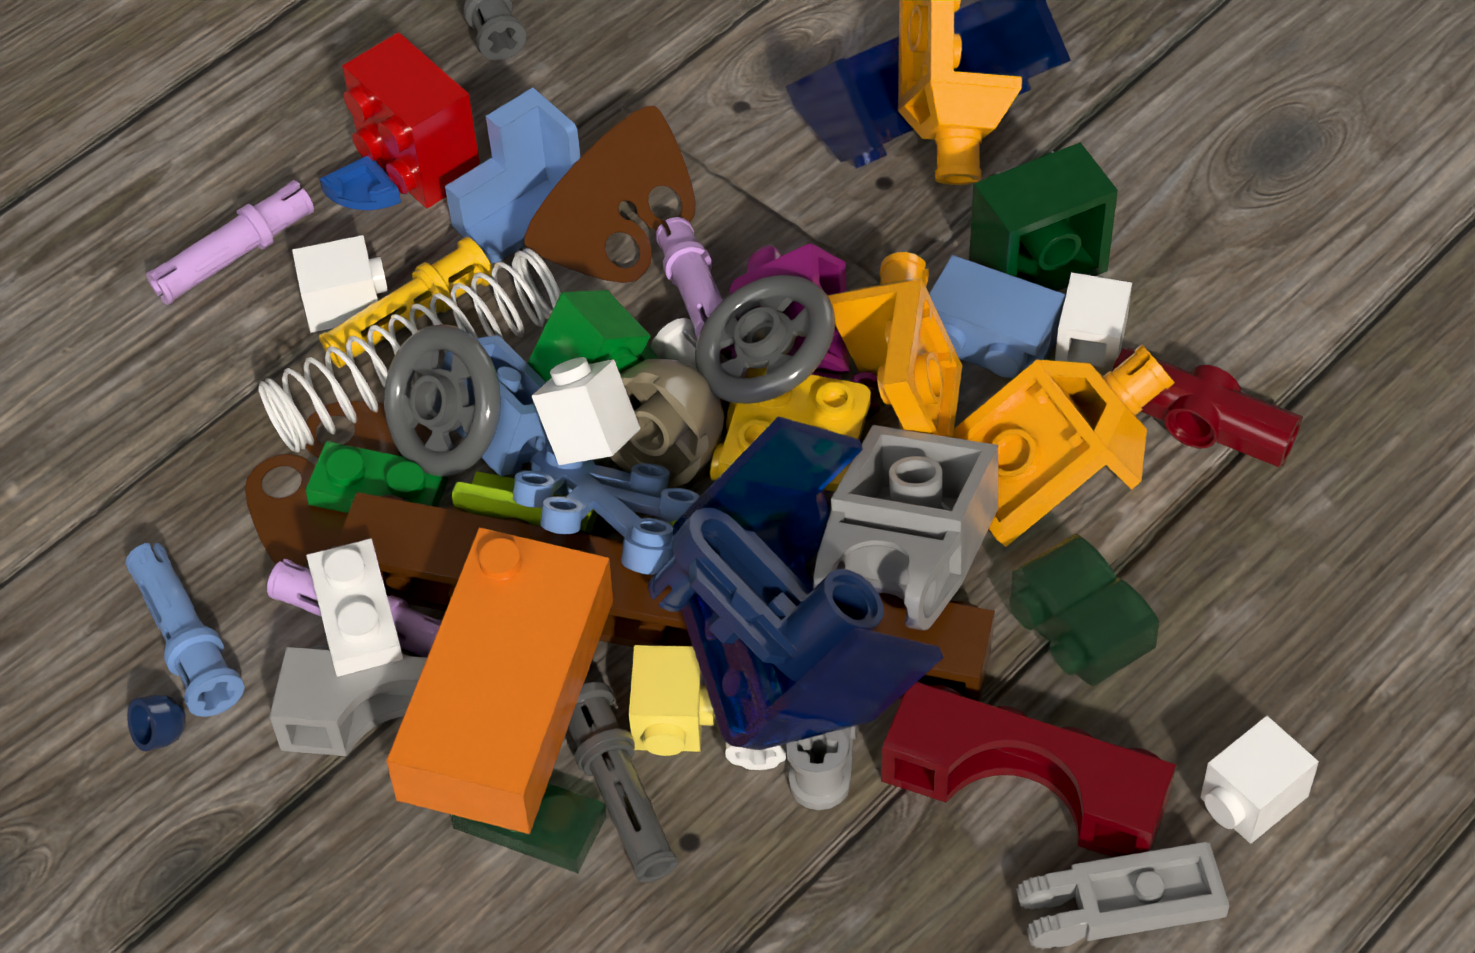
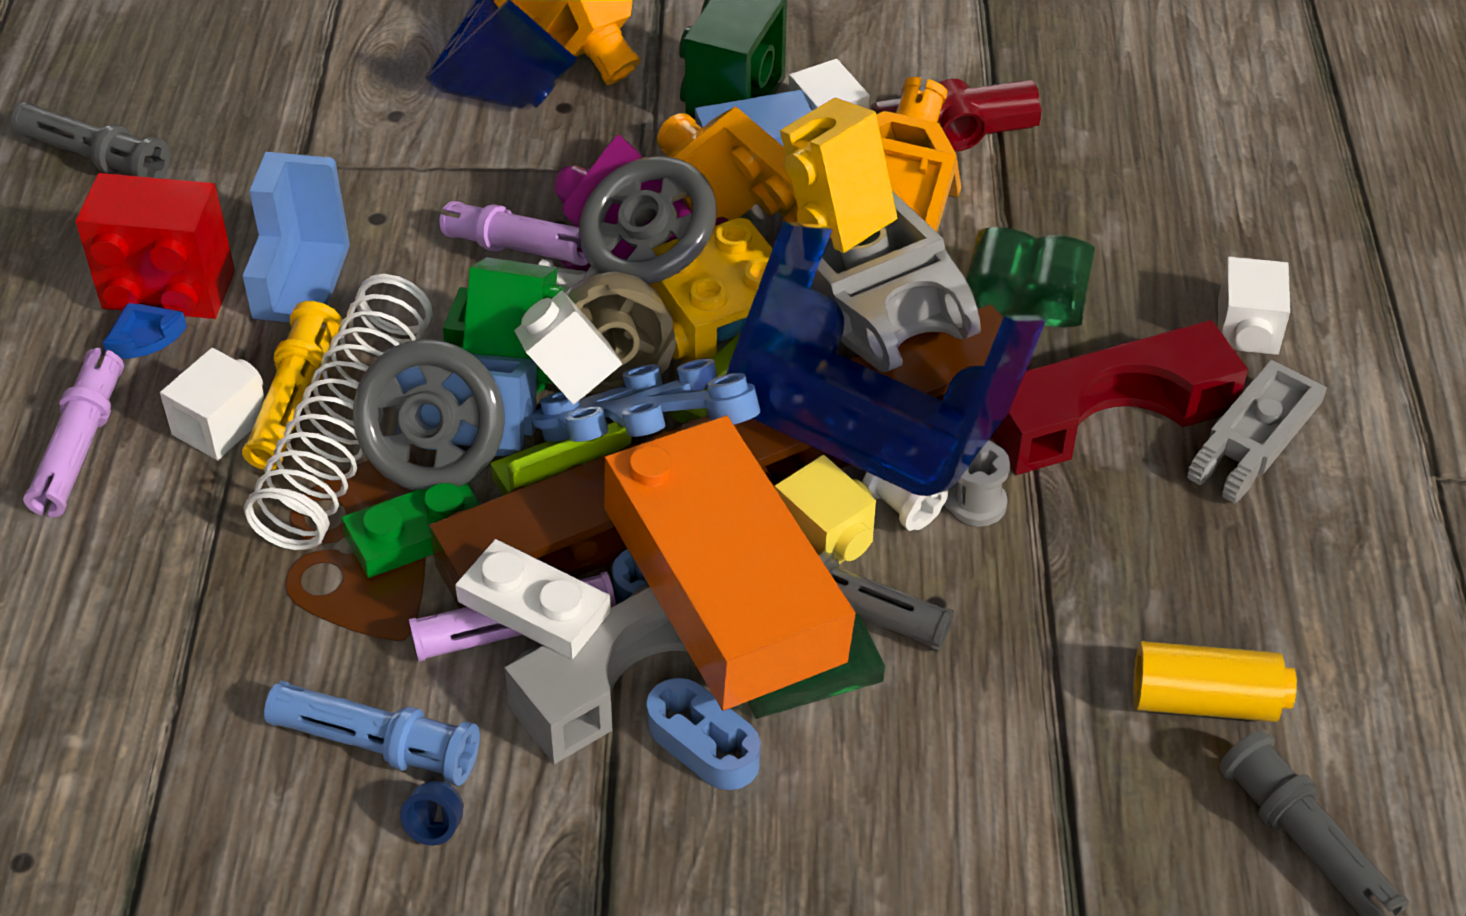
camera: 45 degrees left, 5 degrees down
(379, 810) = (696, 740): none -> medium blue beam
(585, 202) = (371, 193): reddish brown piece -> none
(760, 596) = (921, 379): dark blue piece -> none
(917, 402) = (839, 172): none -> yellow brick

